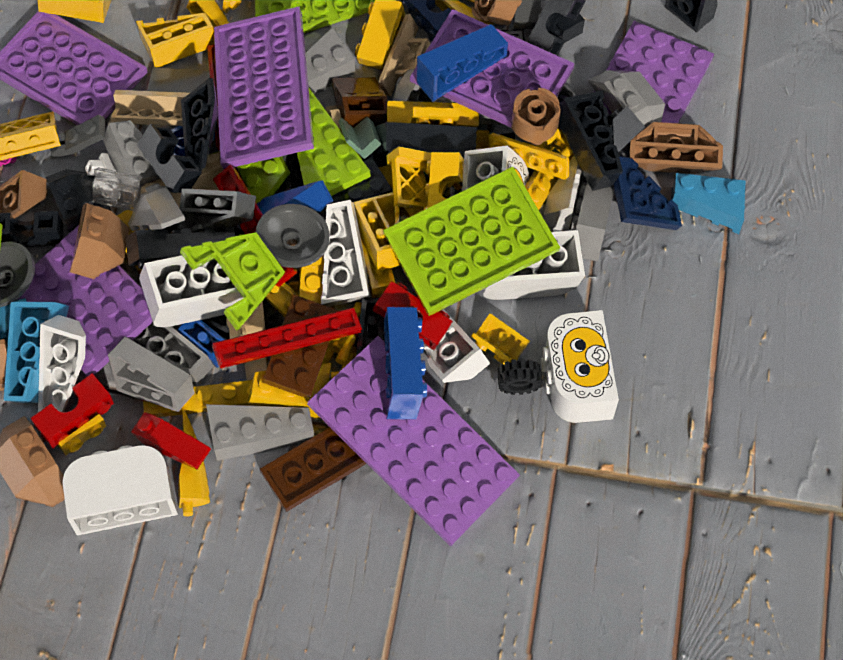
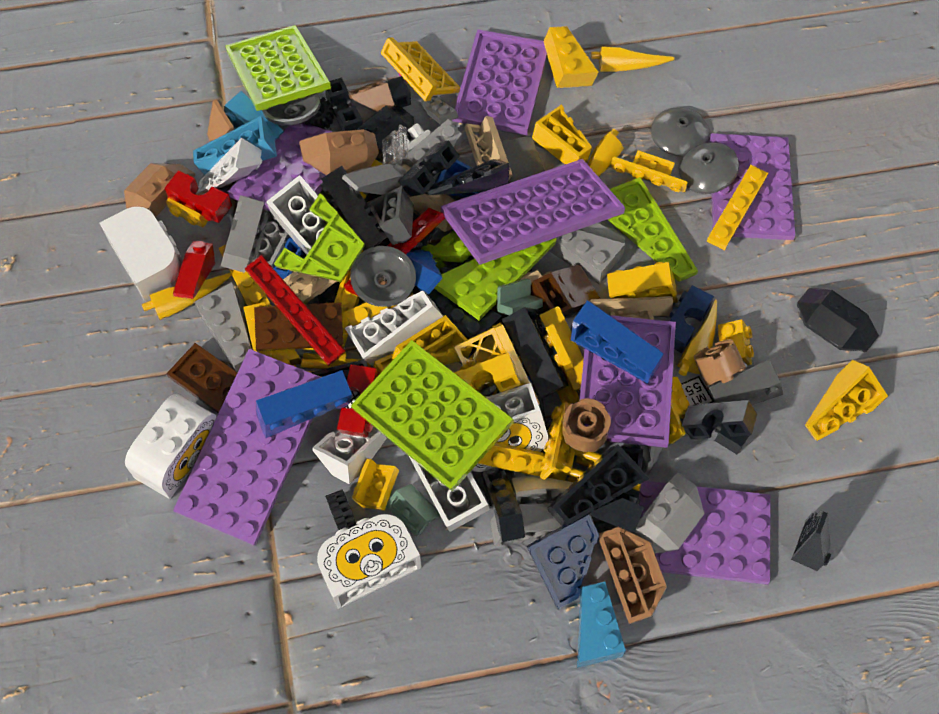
camera: 70 degrees right, 0 degrees up
(31, 164) = (399, 92): none -> black brick
(383, 518) = (169, 444): none -> white brick
(536, 316) = (412, 509): none -> sand green panel
(596, 216) = (504, 503): none -> black arch

